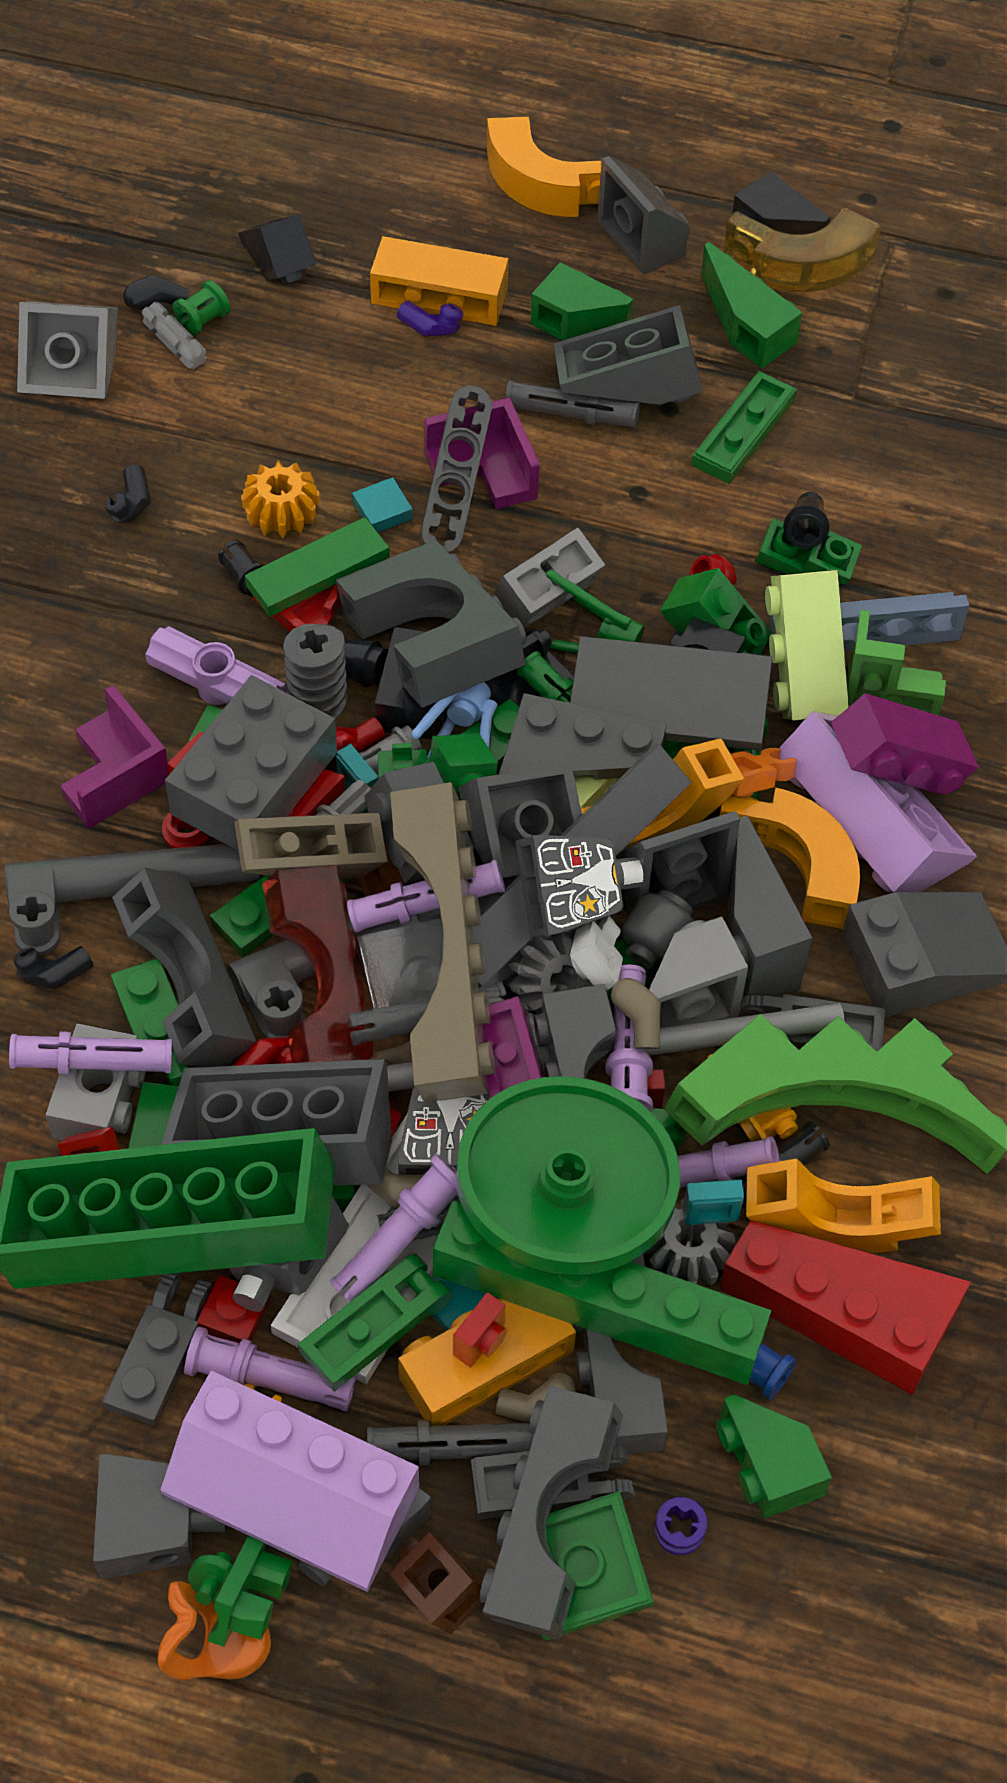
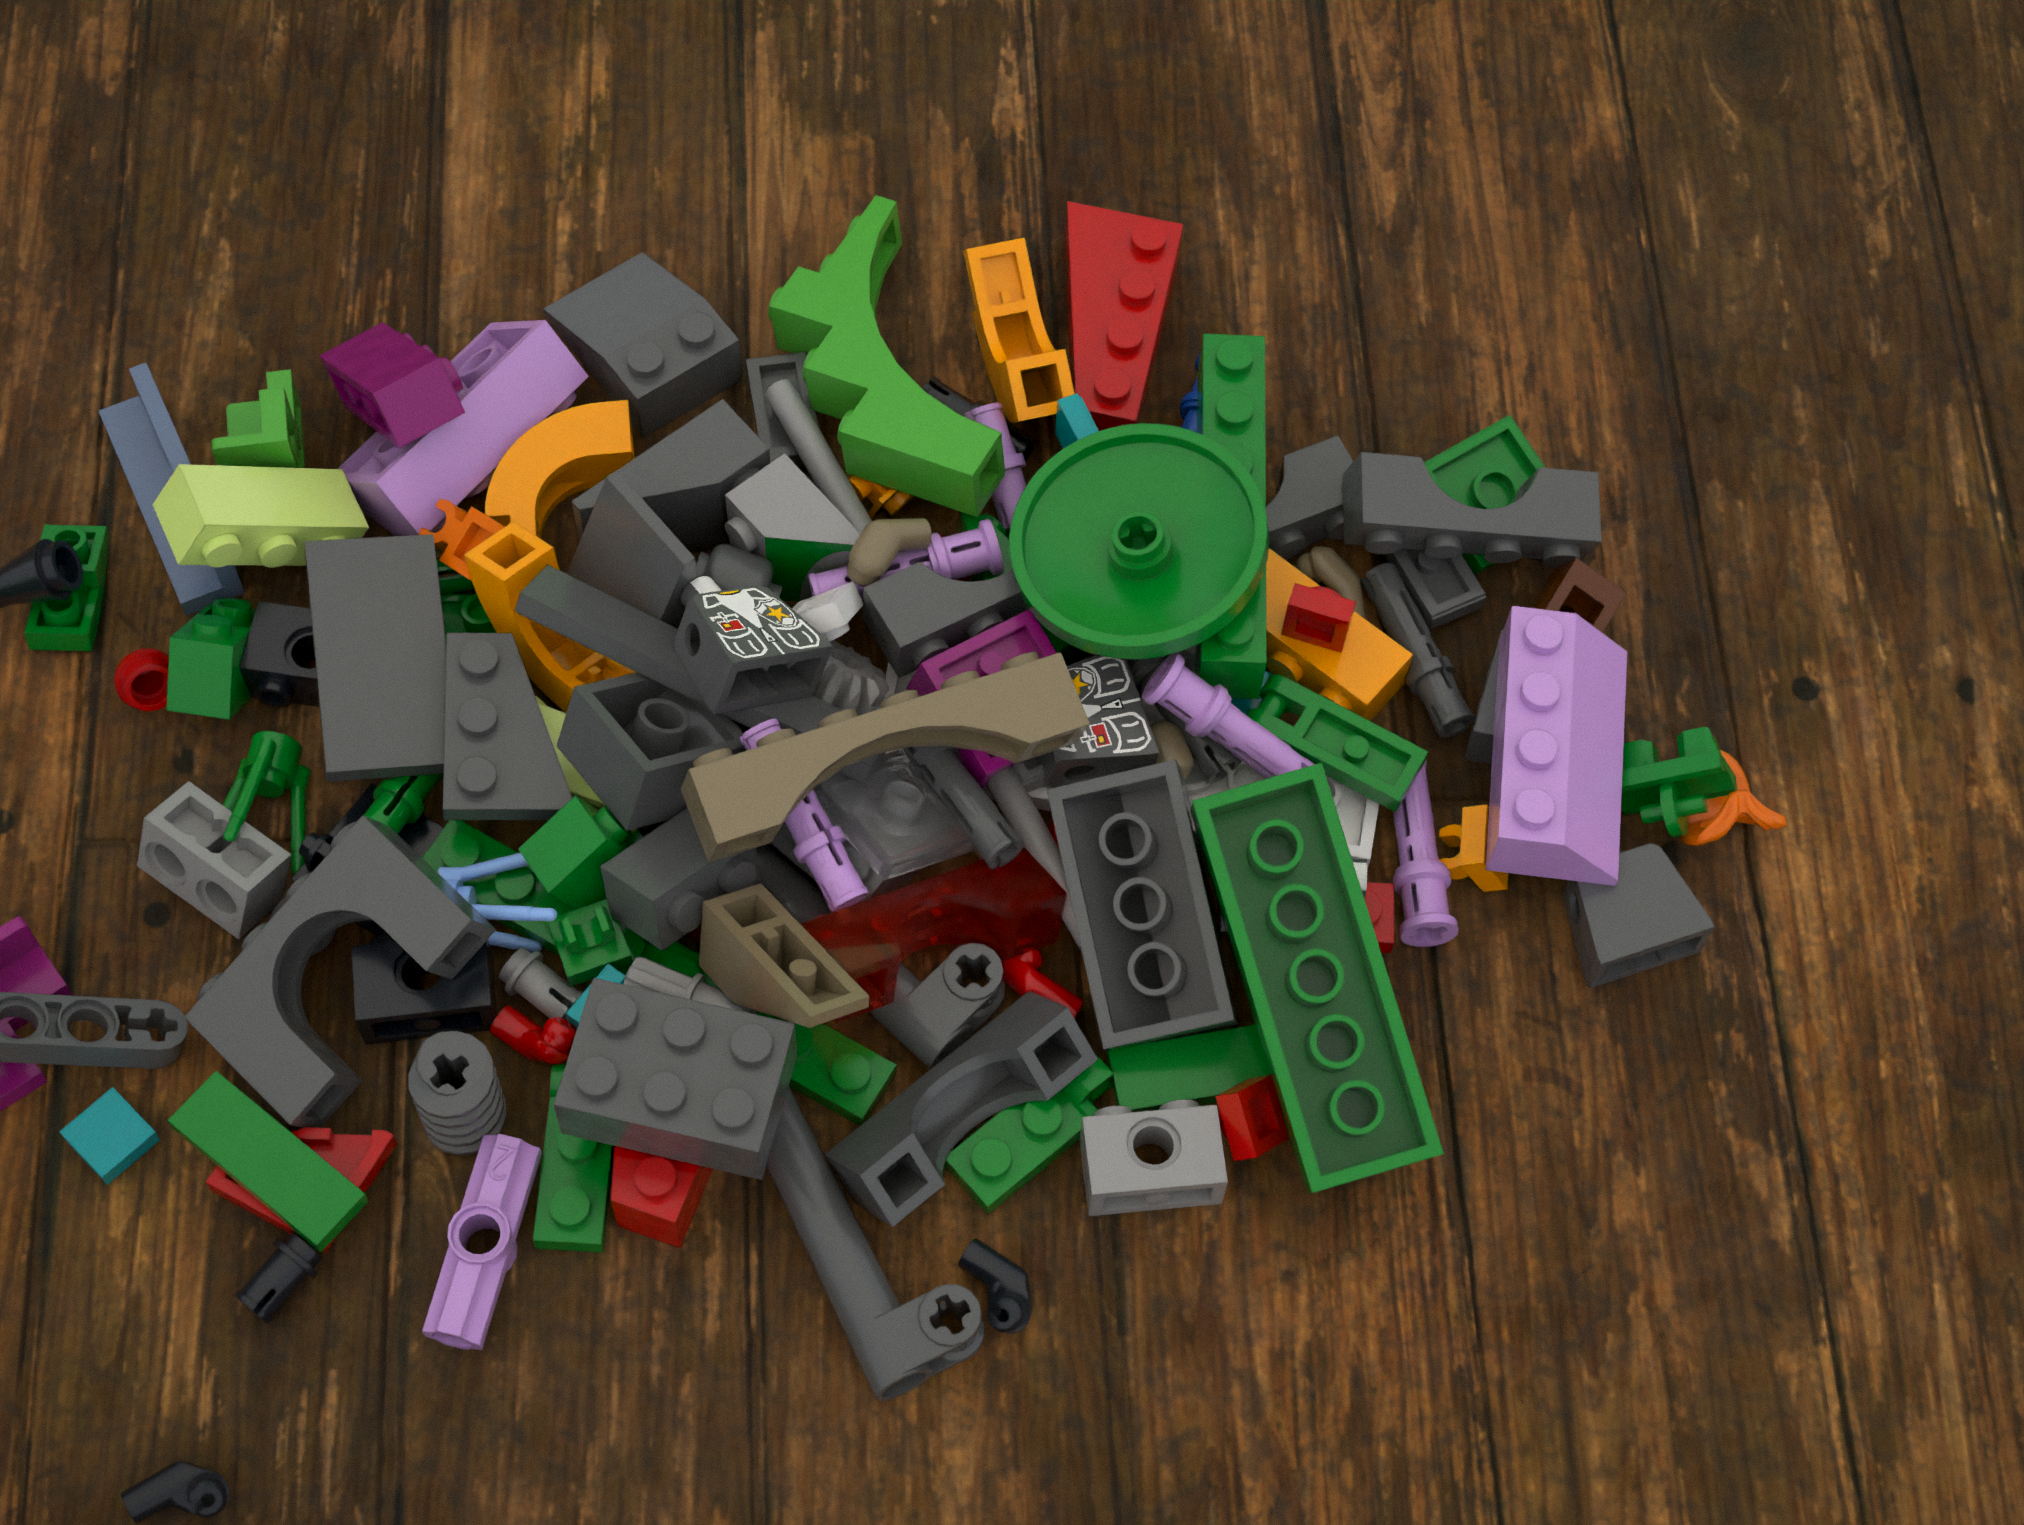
camera: 110 degrees left, 5 degrees up
(89, 1053) = (1149, 1171): lavender pin -> none
(127, 759) = (661, 1309): magenta panel -> none
(156, 1353) = (1456, 977): dark grey hinge -> none
(171, 833) = (723, 1185): red plate -> none
(280, 499) = (127, 1250): light orange gear -> none
(365, 661) = (391, 1066): black cone -> none
(683, 1509) = (1407, 408): dark purple bush -> none
(775, 1456) = (1312, 351): green slope -> none

